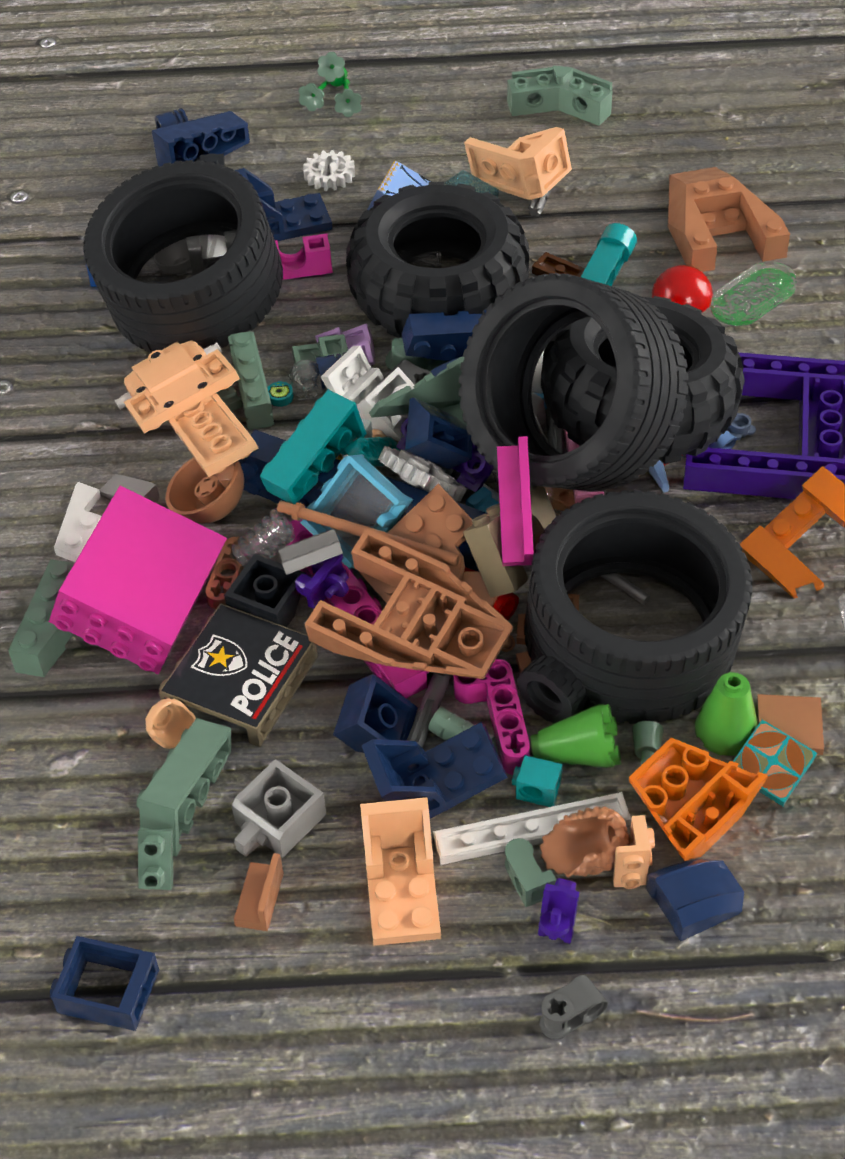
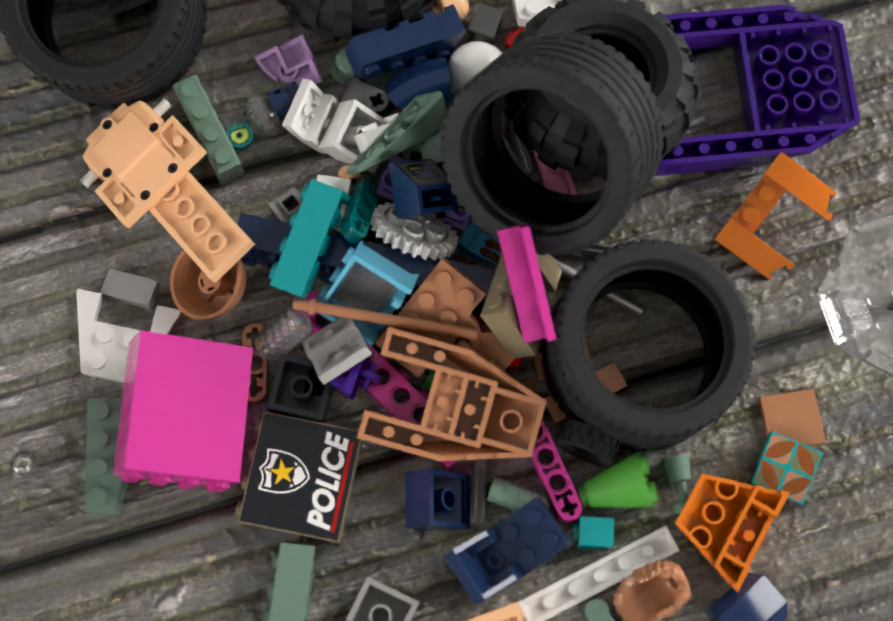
camera: 20 degrees left, 25 degrees up
(168, 721) = (256, 548): light nougat hair -> none
(326, 346) = (266, 79): sand green slope -> none
(634, 860) = (701, 597): light nougat bracket -> none
(727, 716) = (739, 434): bright green cone -> none

